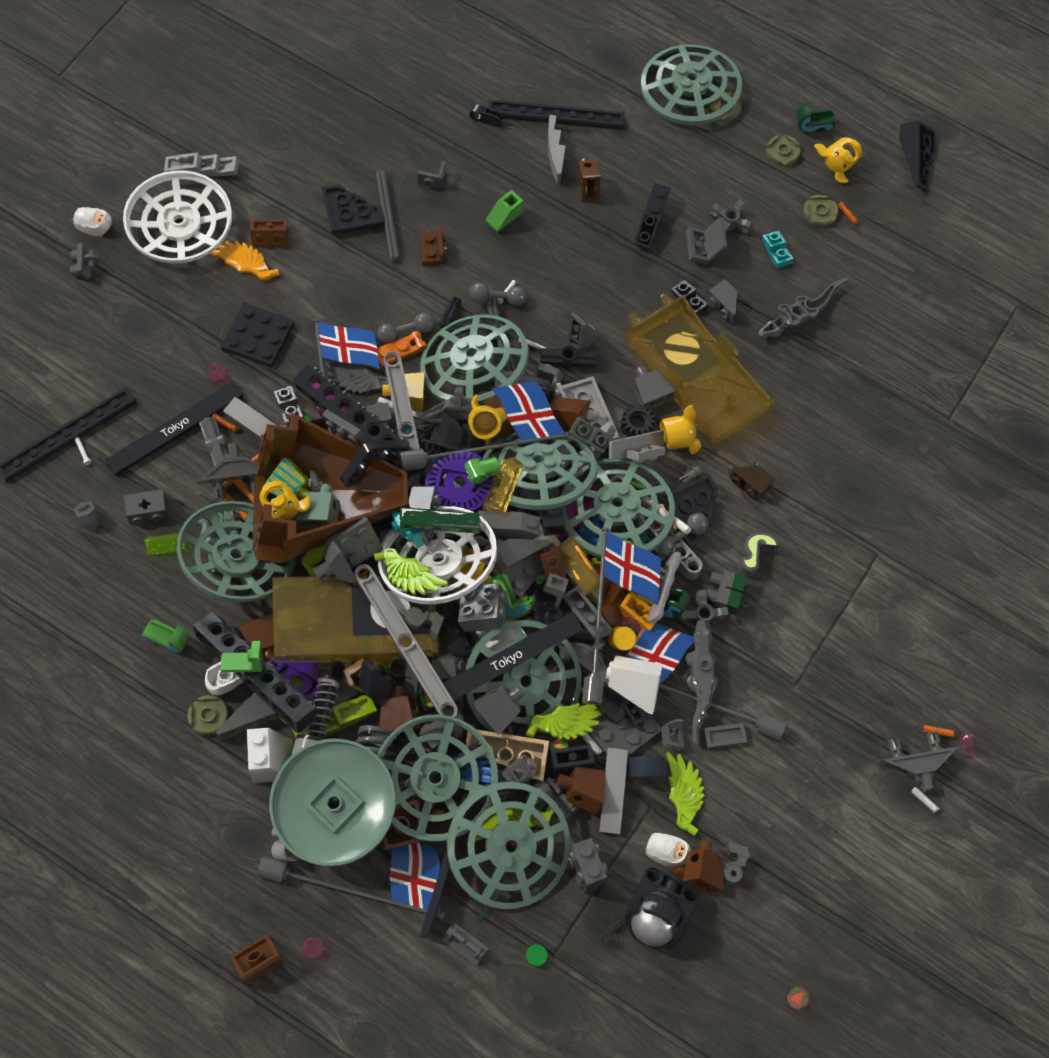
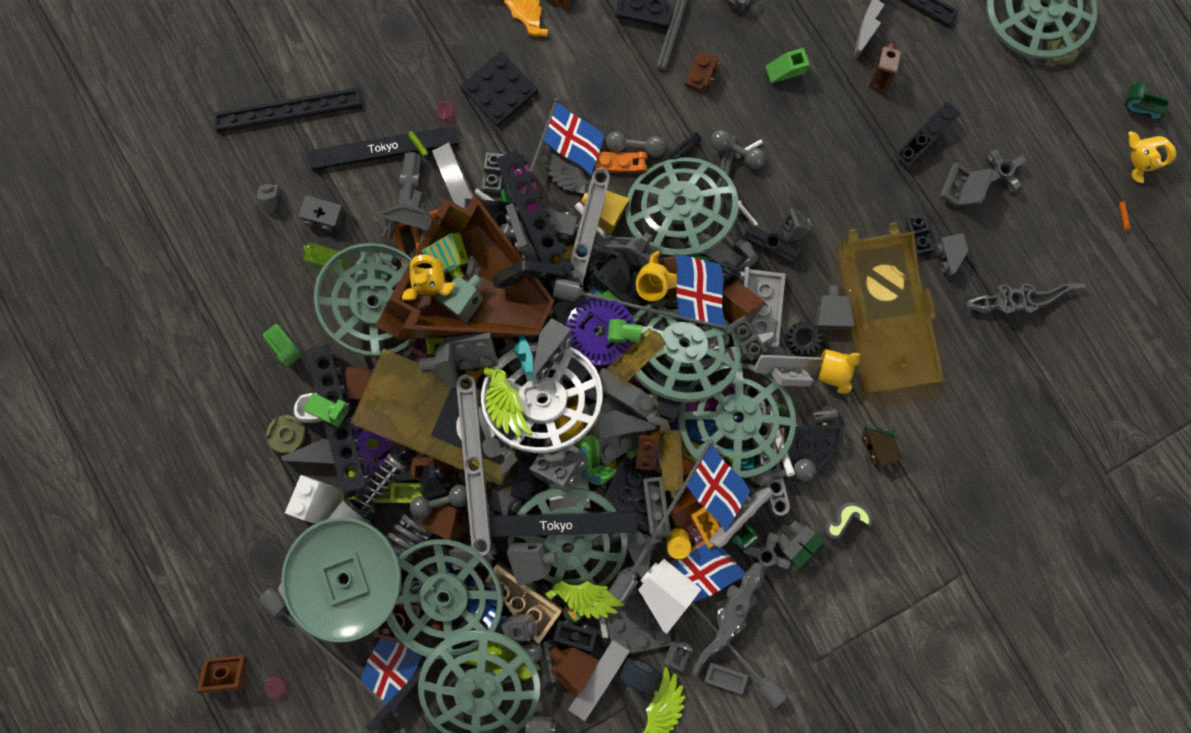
camera: 30 degrees right, 15 degrees up
(87, 461) = (293, 144): white piece -> none
(207, 409) = (417, 143): none -> lime piece
(223, 422) = (430, 165): orange piece -> none
(403, 682) = (423, 507): none -> dark grey piece
(439, 520) = (556, 367): dark green tile -> none
(555, 586) = (639, 472): dark grey panel -> none
(777, 249) = (1033, 223): teal slope -> none
(783, 150) = (1095, 120): olive tile -> none
(820, 211) = (1098, 201): olive tile -> none

